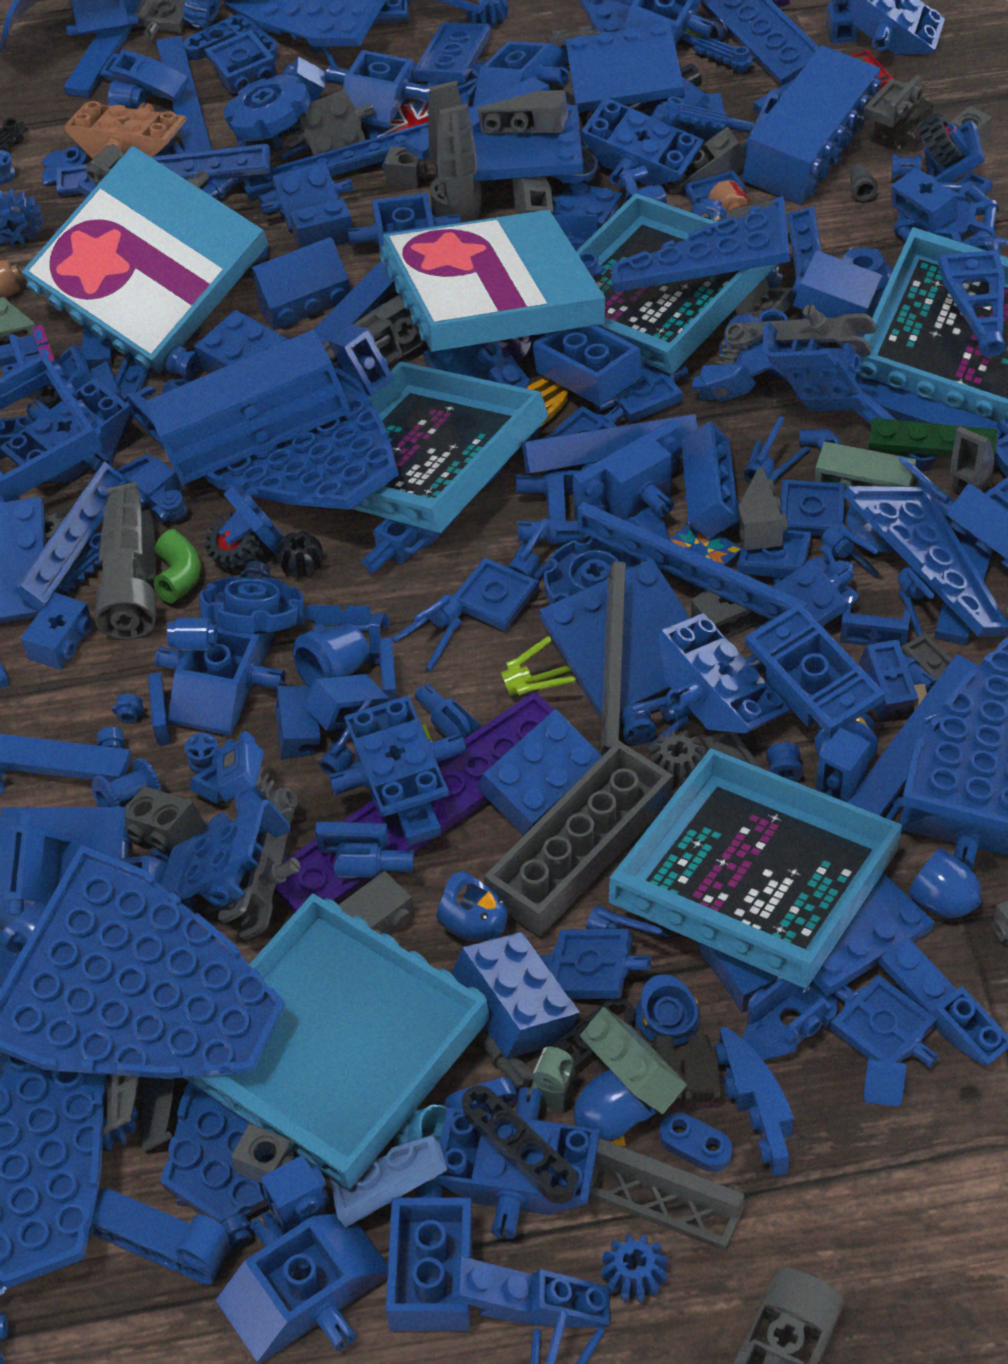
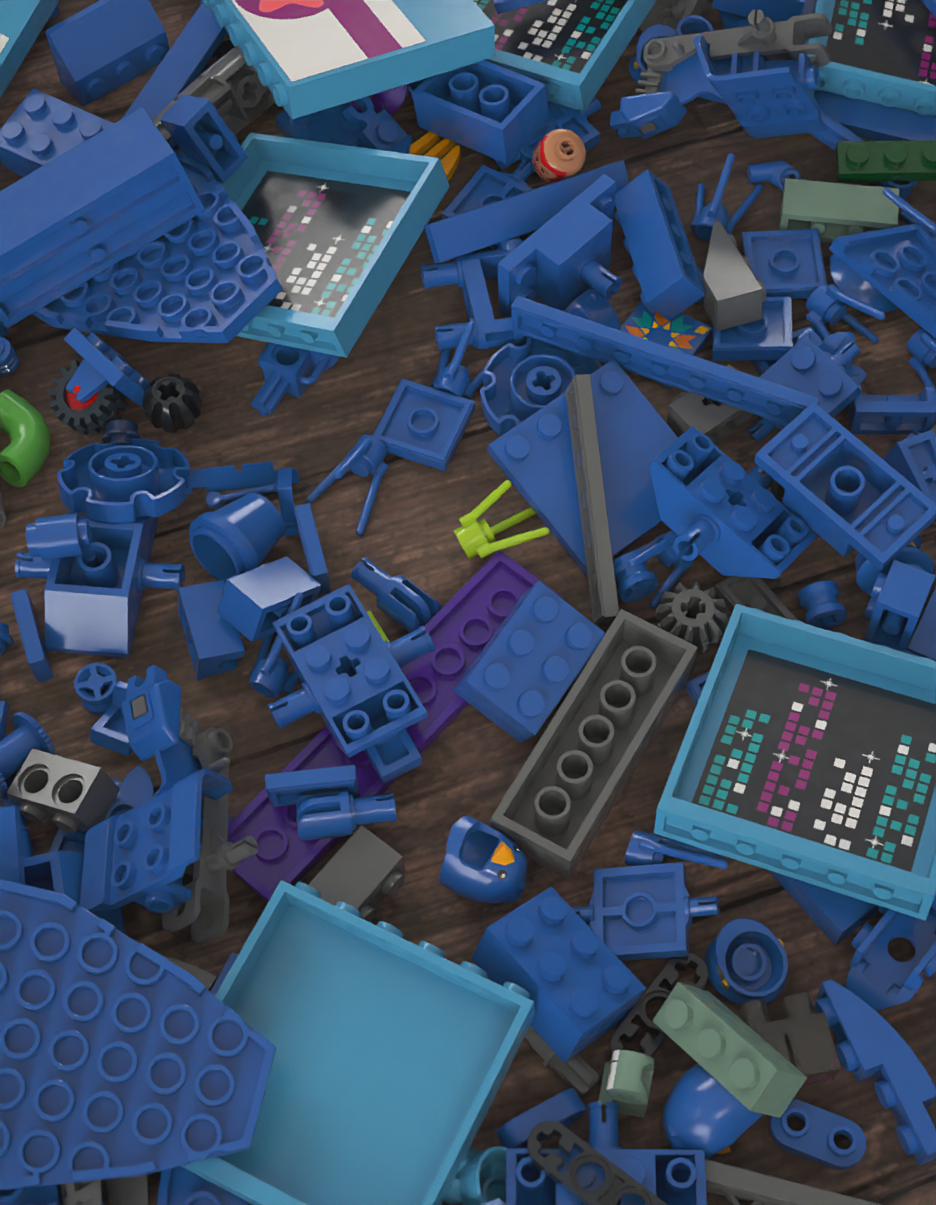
camera: 10 degrees left, 10 degrees up
(642, 403) = (558, 155): none -> nougat head

